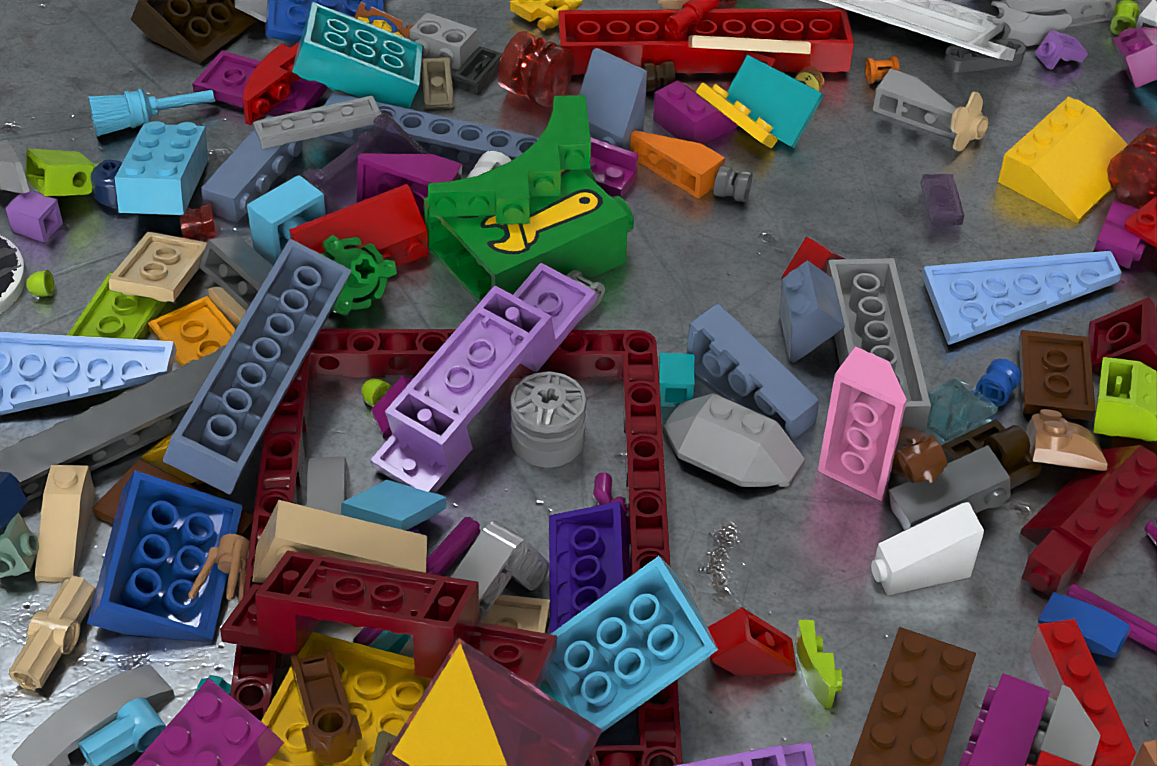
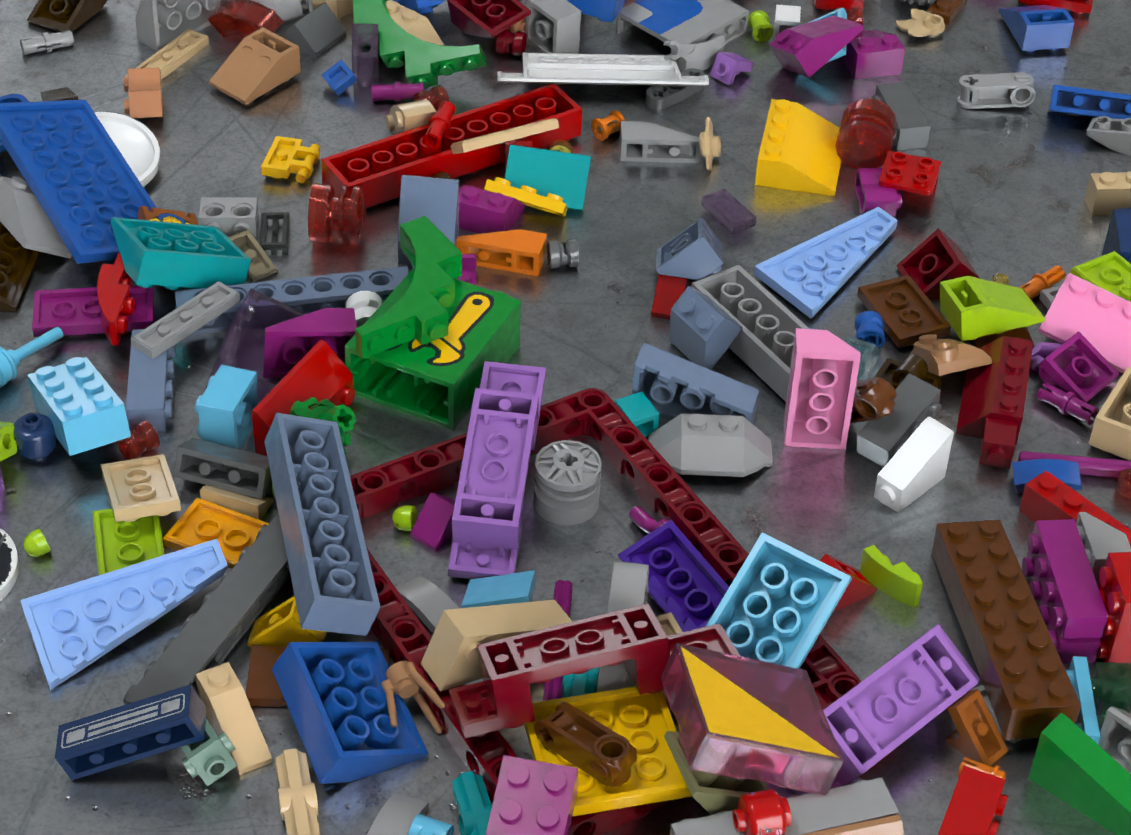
camera: 30 degrees left, 5 degrees down
(858, 230) = (691, 253): none -> sand blue slope

